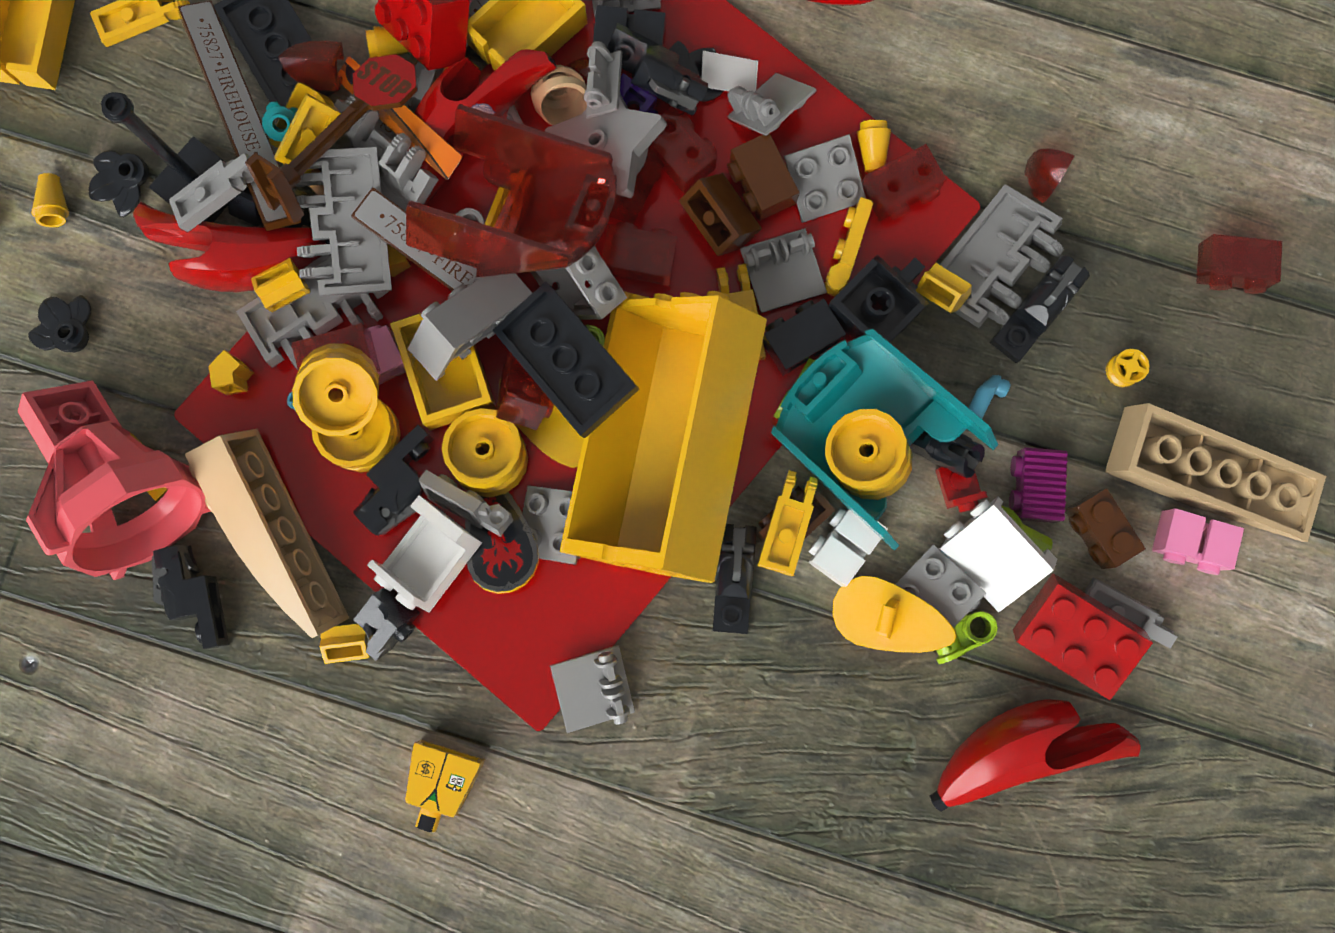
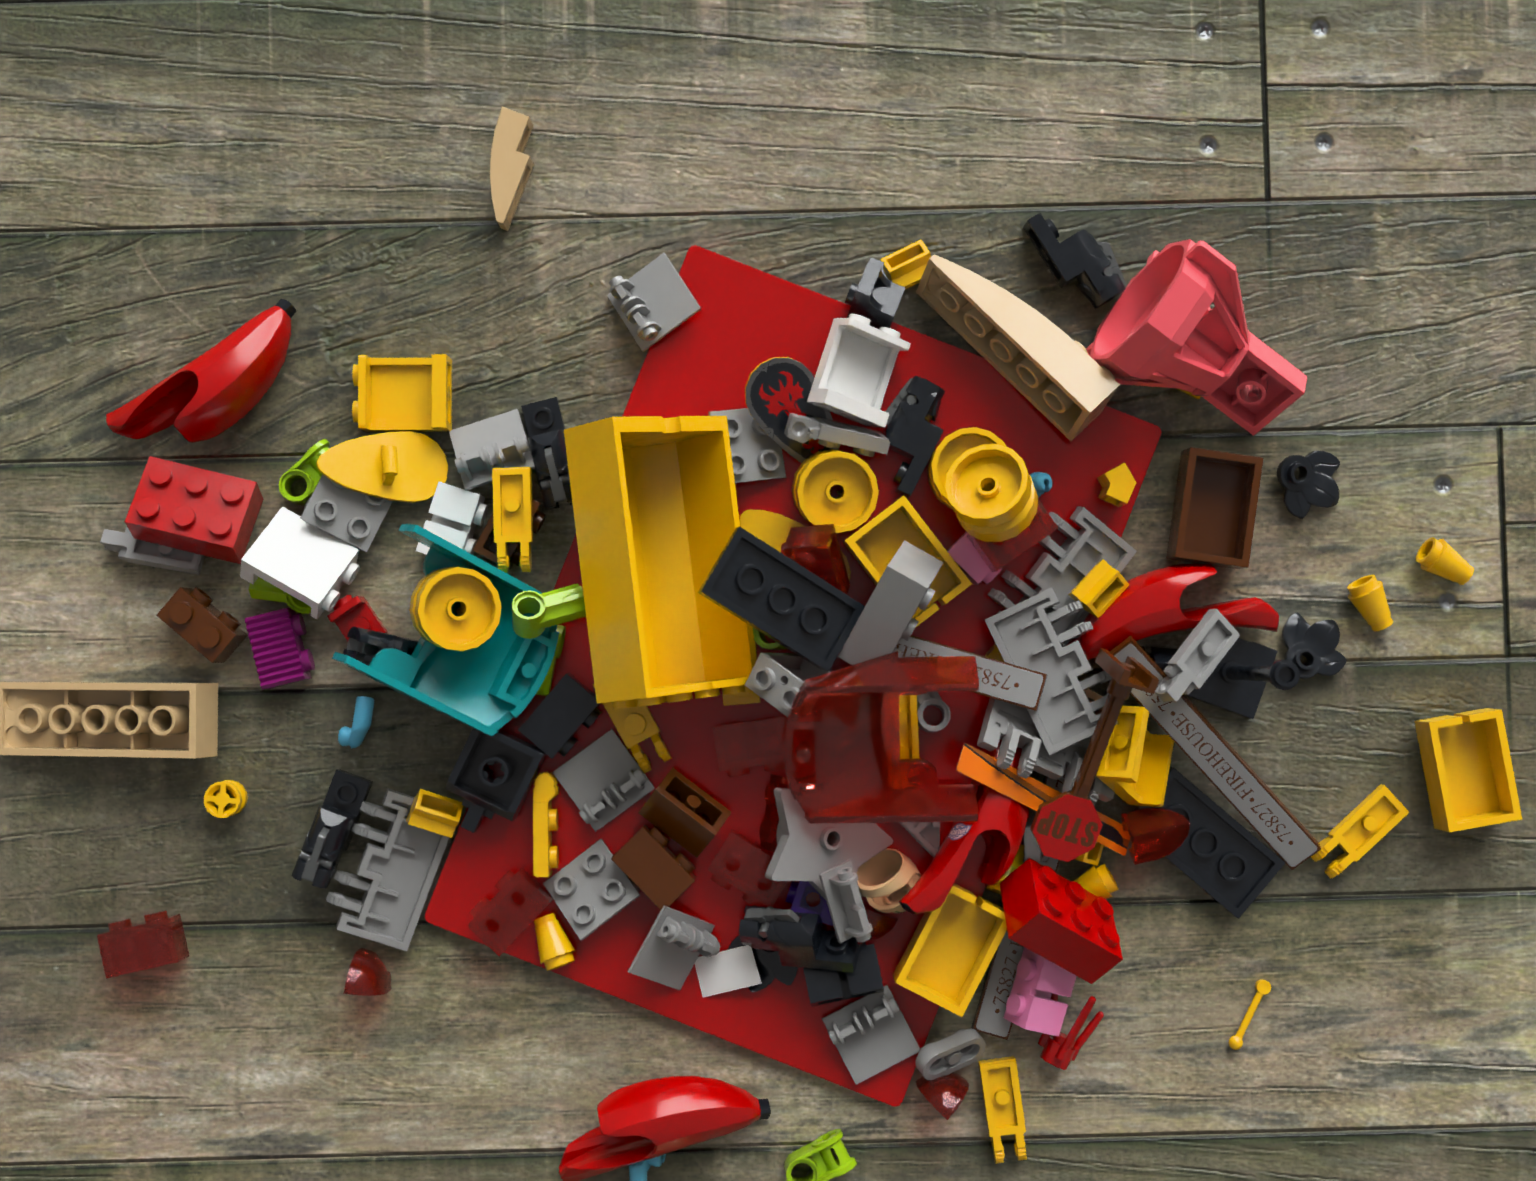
camera: 160 degrees right, 5 degrees up
(151, 324) = (1214, 508): none -> reddish brown piece
(274, 111) = (1168, 763): teal brick -> none
(439, 782) = (769, 166): yellow torso -> none
(684, 867) = (509, 164): none -> tan slope
(780, 427) = (549, 609): none -> lime piece
(788, 602) = (489, 445): none -> light grey hinge
(853, 682) = (403, 394): none -> yellow panel
(1188, 538) = (106, 645): bright pink piece -> none

